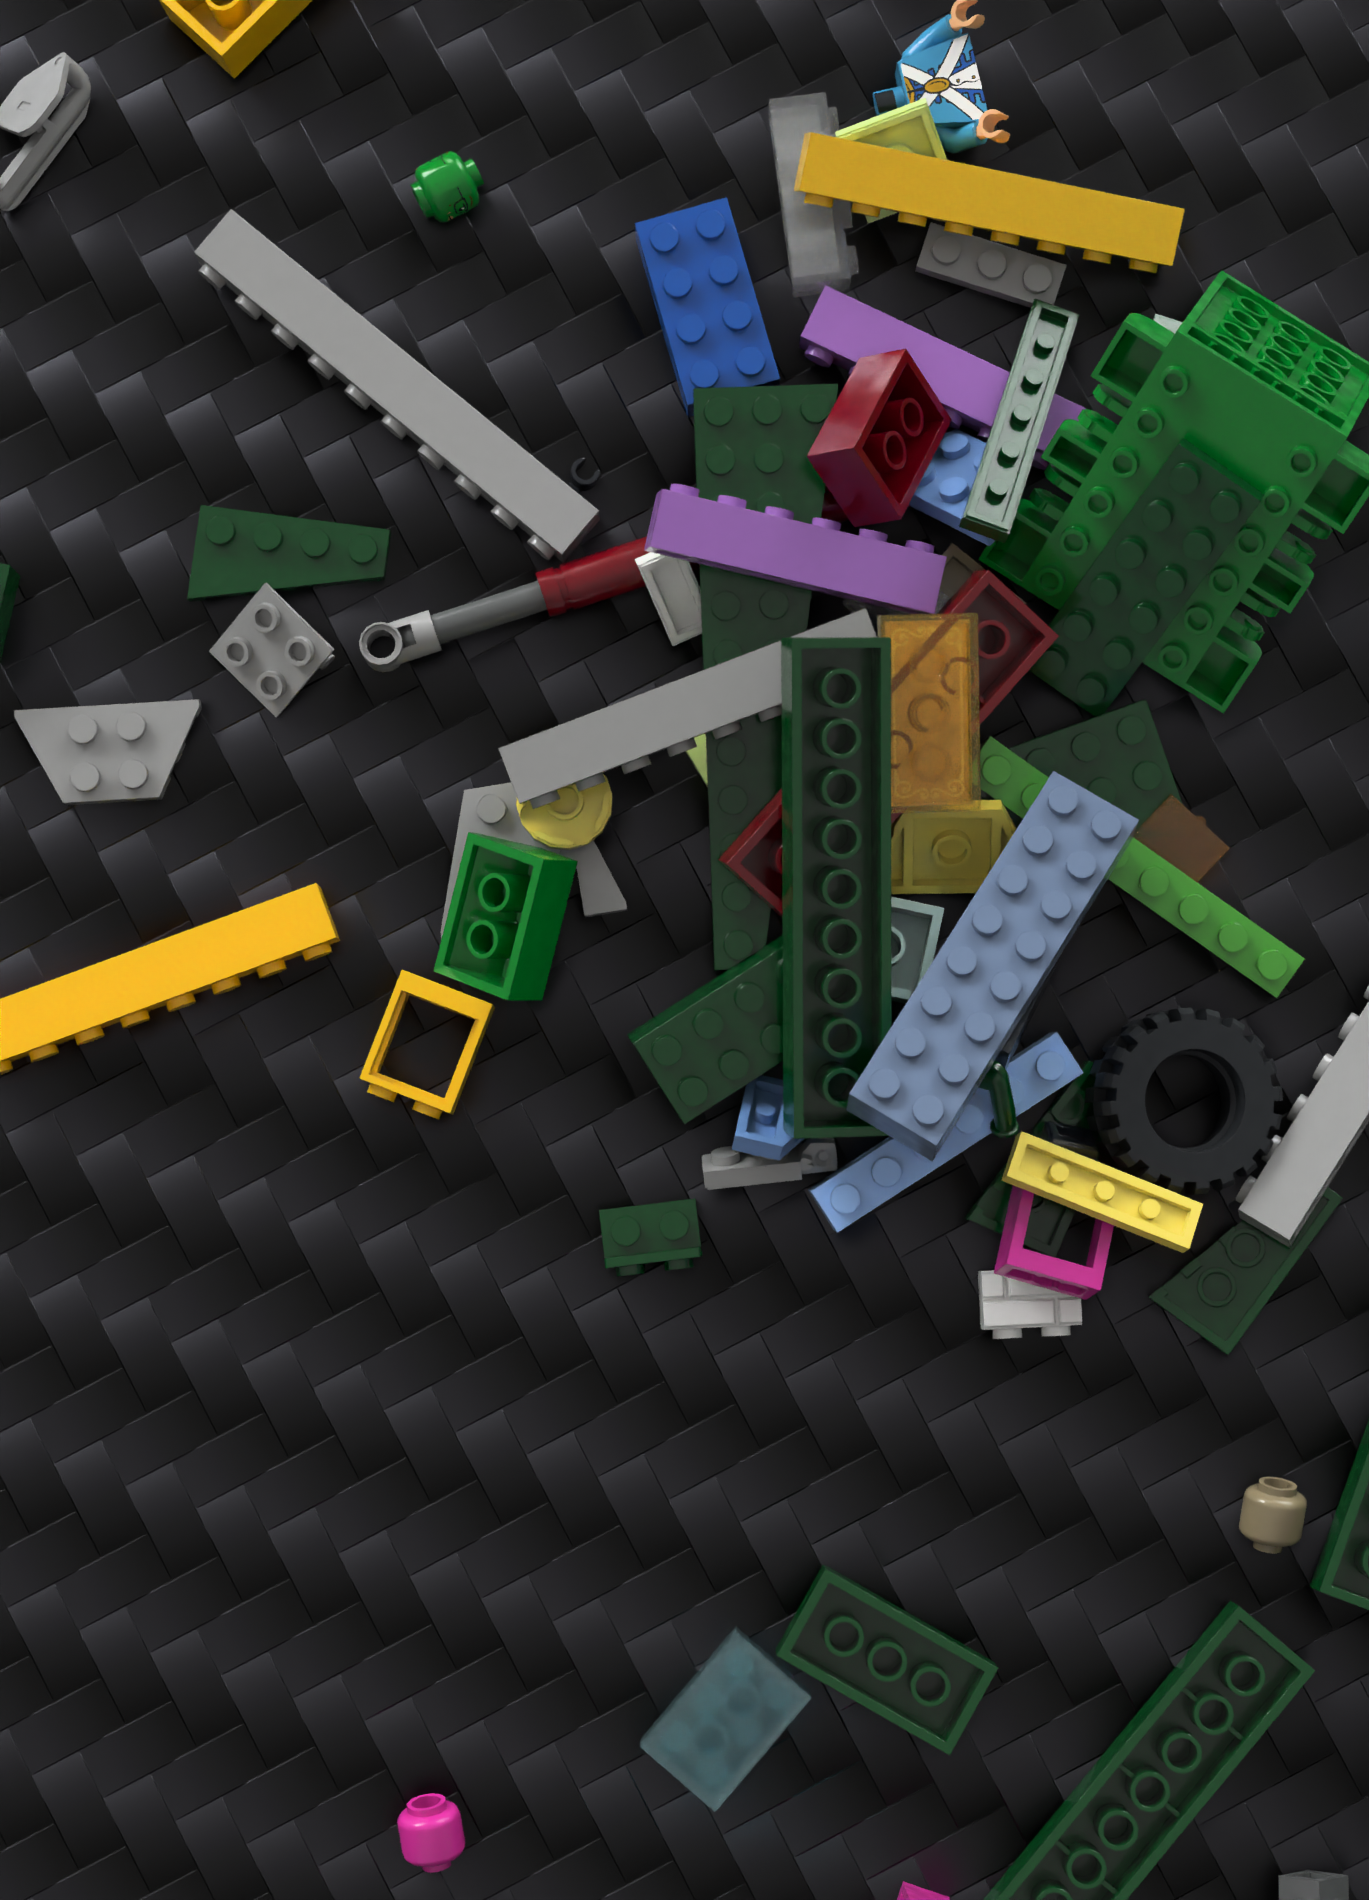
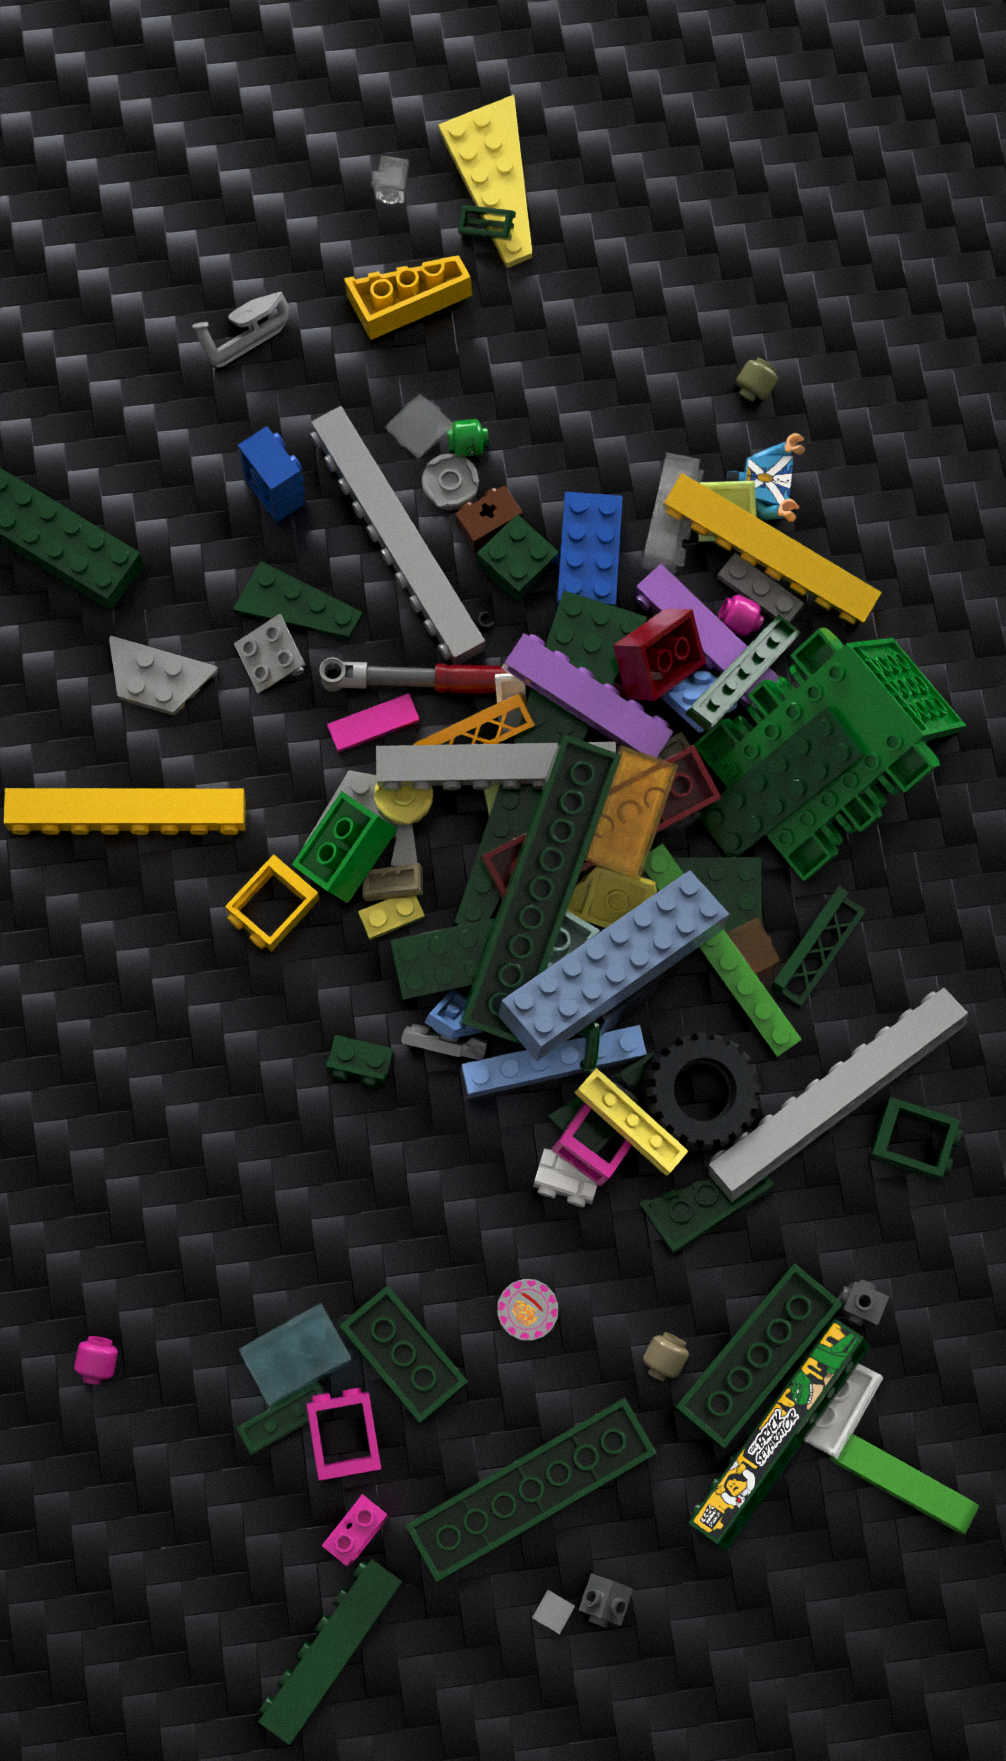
camera: 15 degrees right, 10 degrees down
(168, 363) = (272, 473): none -> blue brick
(363, 192) = (419, 426): none -> clear piece
(445, 266) = (450, 481): none -> light grey tile
(473, 700) = (373, 723): none -> dark pink tile
(525, 330) = (481, 529): none -> reddish brown brick
(598, 356) = (517, 558): none -> dark green brick
(599, 942) = (393, 882): none -> dark tan plate
(614, 991) = (390, 915): none -> light yellow plate
(634, 643) = (482, 717): none -> light orange fence
(729, 1830) = (279, 1420): none -> dark green tile
(866, 1849) = (348, 1466): none -> dark pink window
(976, 321) = (741, 615): none -> dark pink head
(1041, 1518) = (527, 1310): none -> light grey tile
(1263, 799) = (809, 940): none -> dark green fence

